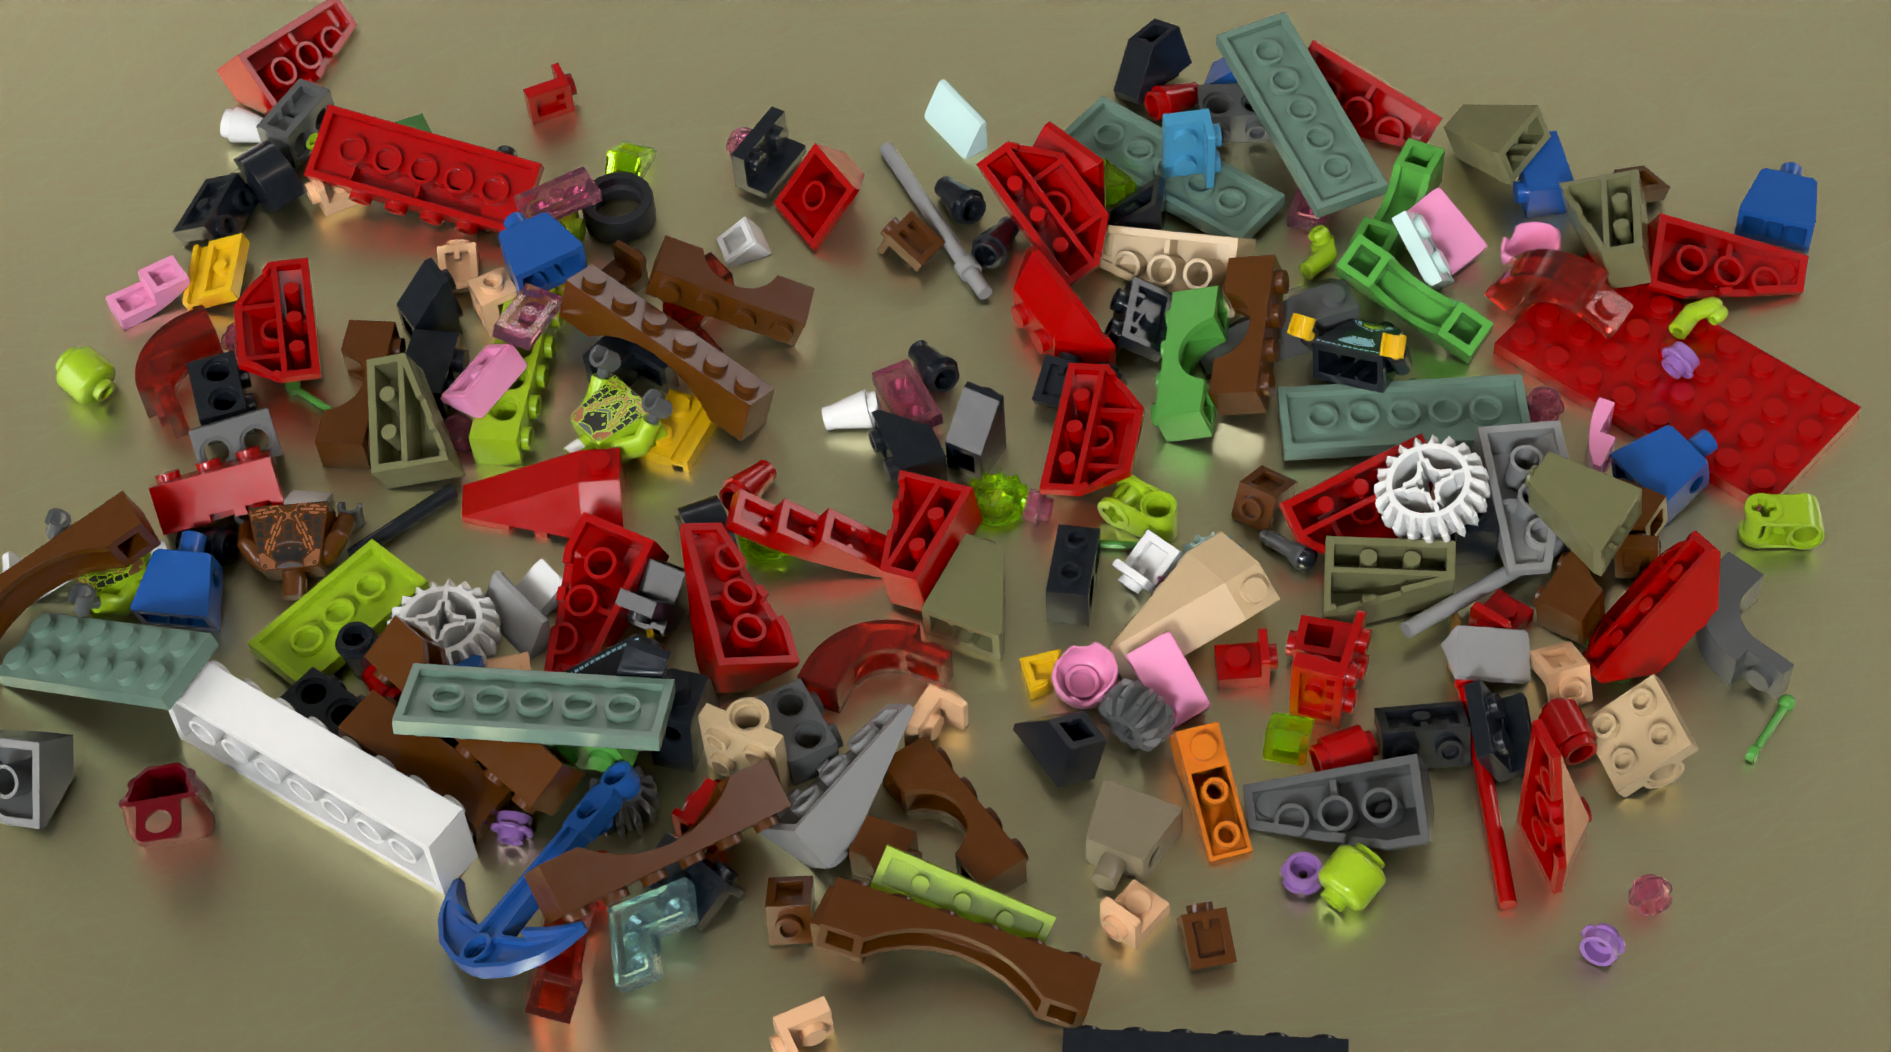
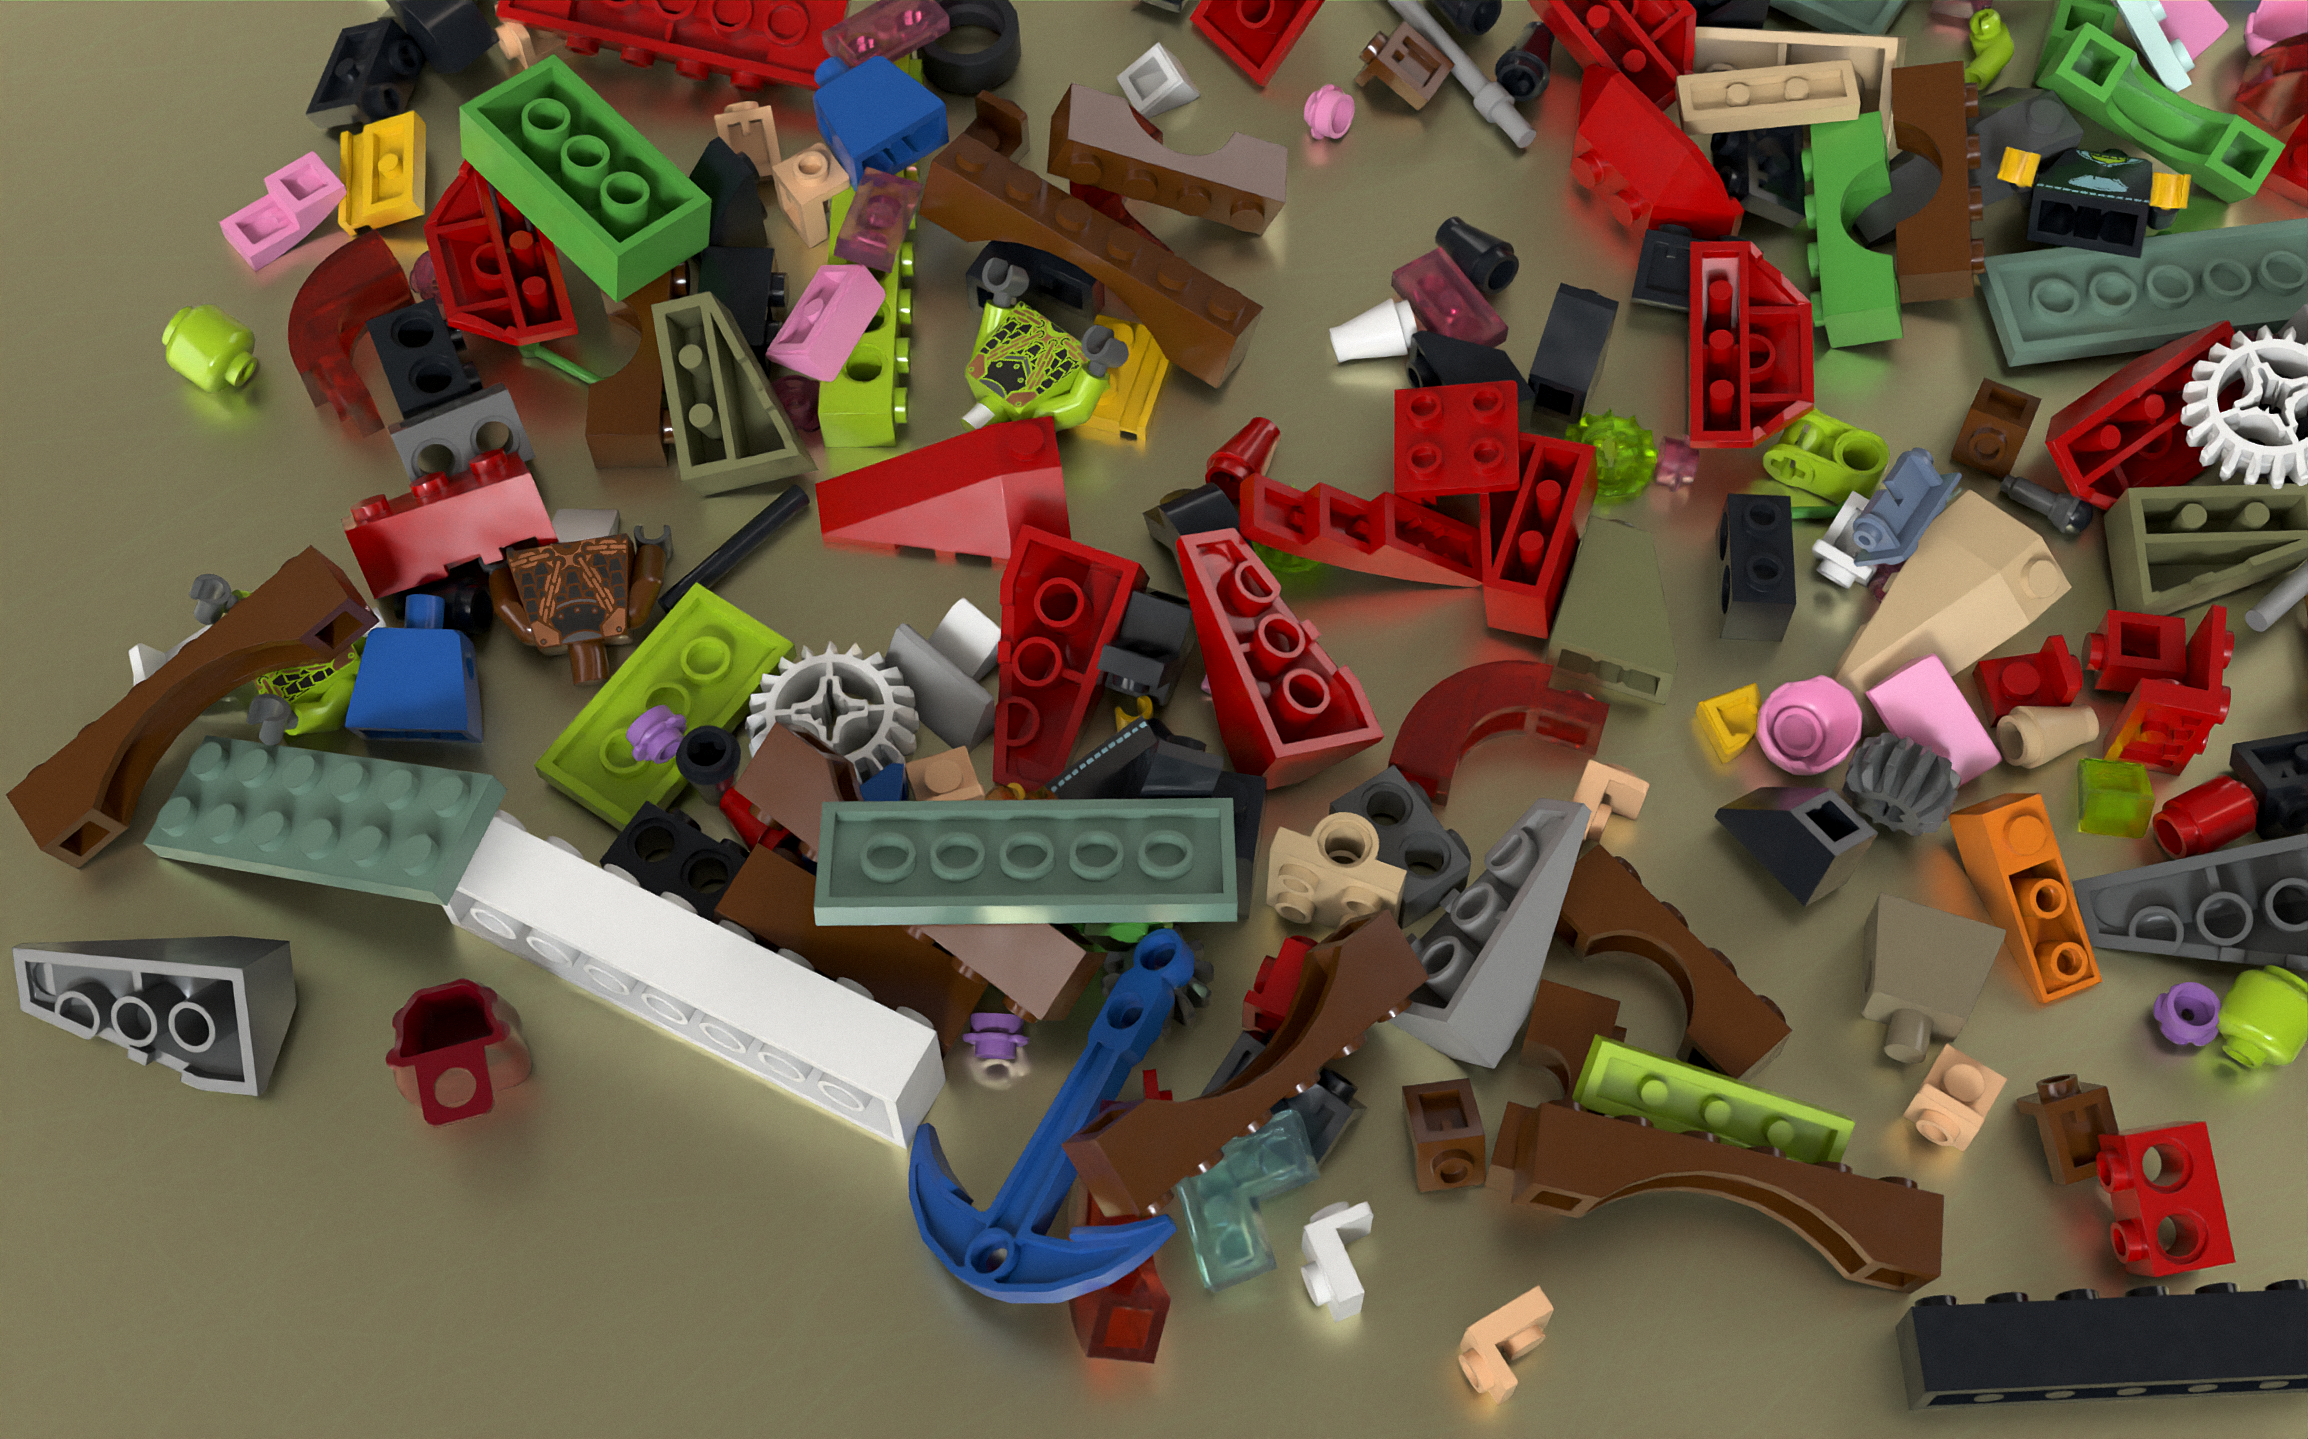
camera: 10 degrees left, 10 degrees up
(325, 627) = (656, 734): none -> medium lavender plate
(339, 278) = (585, 177): none -> bright green brick
(699, 961) = (1329, 1270): none -> white bracket
(853, 268) = (1329, 112): none -> bright pink plate
(882, 480) = (1456, 440): none -> red bracket
(1142, 272) = (1767, 97): none -> tan plate
(1158, 550) = (1891, 527): none -> sand blue hinge
(1246, 692) = (2042, 733): none -> tan cone
(1260, 978) = (2183, 1191): none -> red brick

